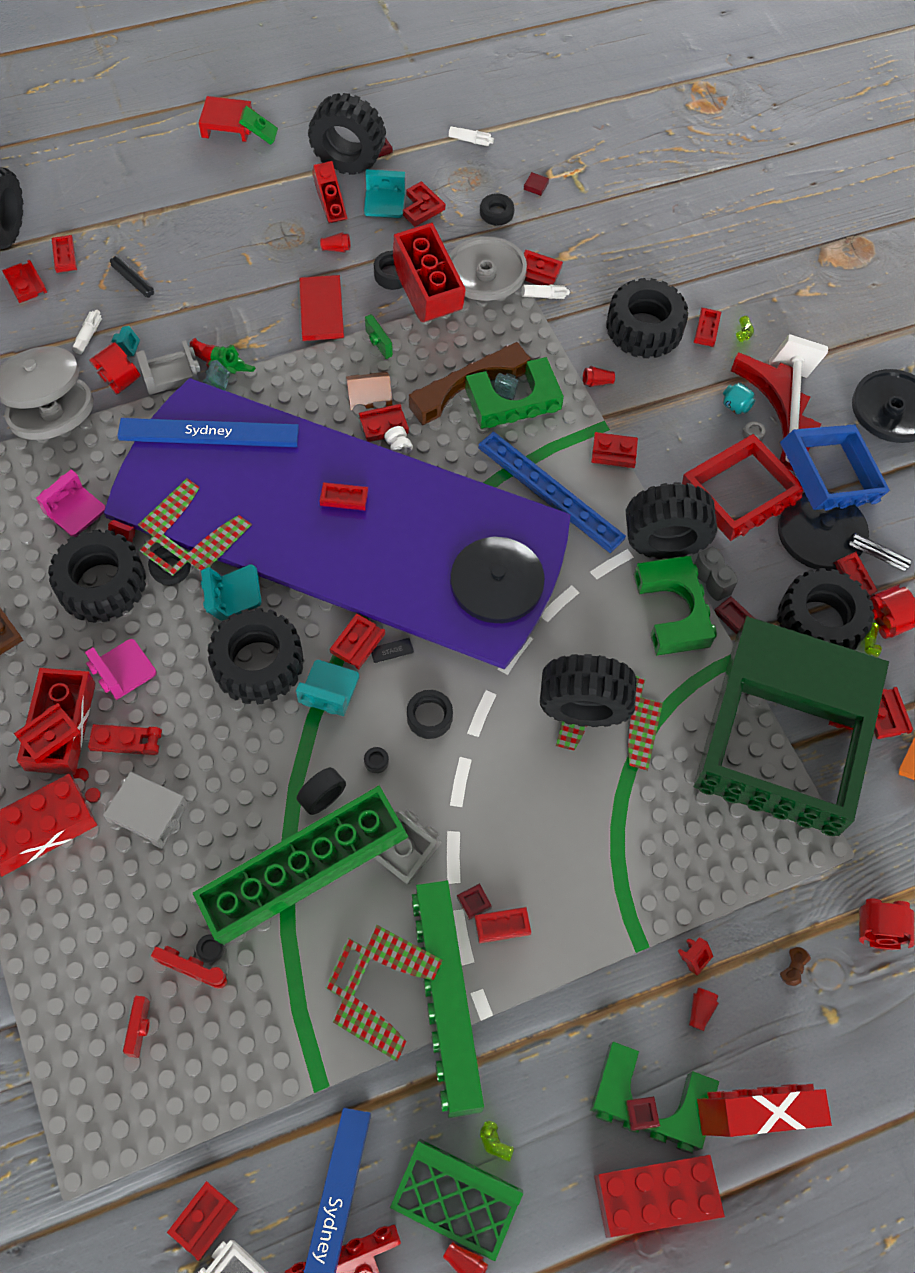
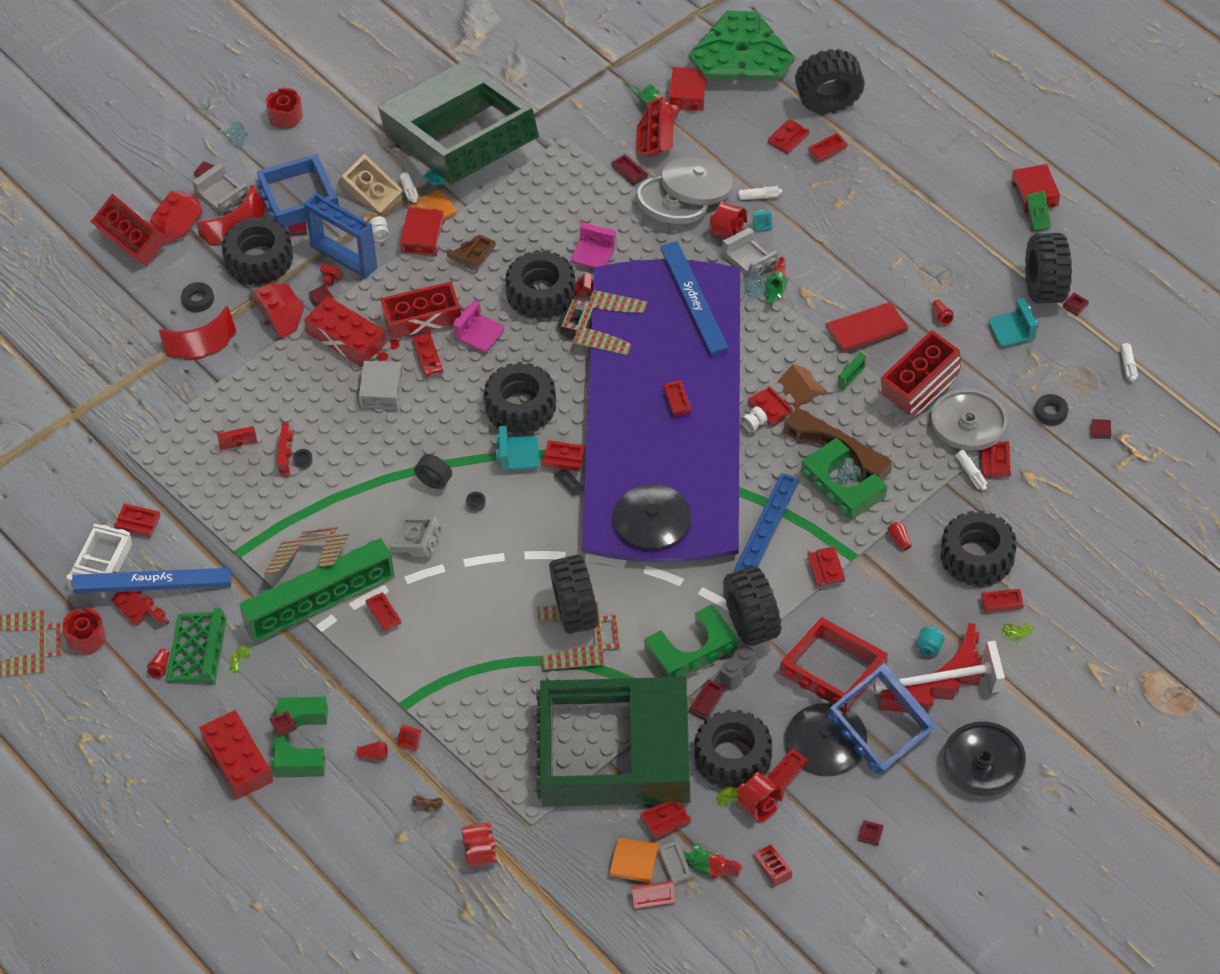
camera: 75 degrees right, 10 degrees down
(47, 733) = (403, 303): red plate -> none
(131, 276) = (830, 197): black axle -> none
(230, 592) = (564, 363): teal bracket -> none
(299, 865) = (374, 477): green brick -> none
(329, 191) = (996, 286): red slope -> none
(425, 204) = (1022, 359): red plate -> none
(429, 696) = (524, 530): black tyre -> none
(474, 901) = (395, 592): dark red tile -> none
(754, 428) = (904, 665): light grey tile -> none
(763, 1110) = (310, 792): red brick -> none
(879, 551) = (819, 780): axle -> none

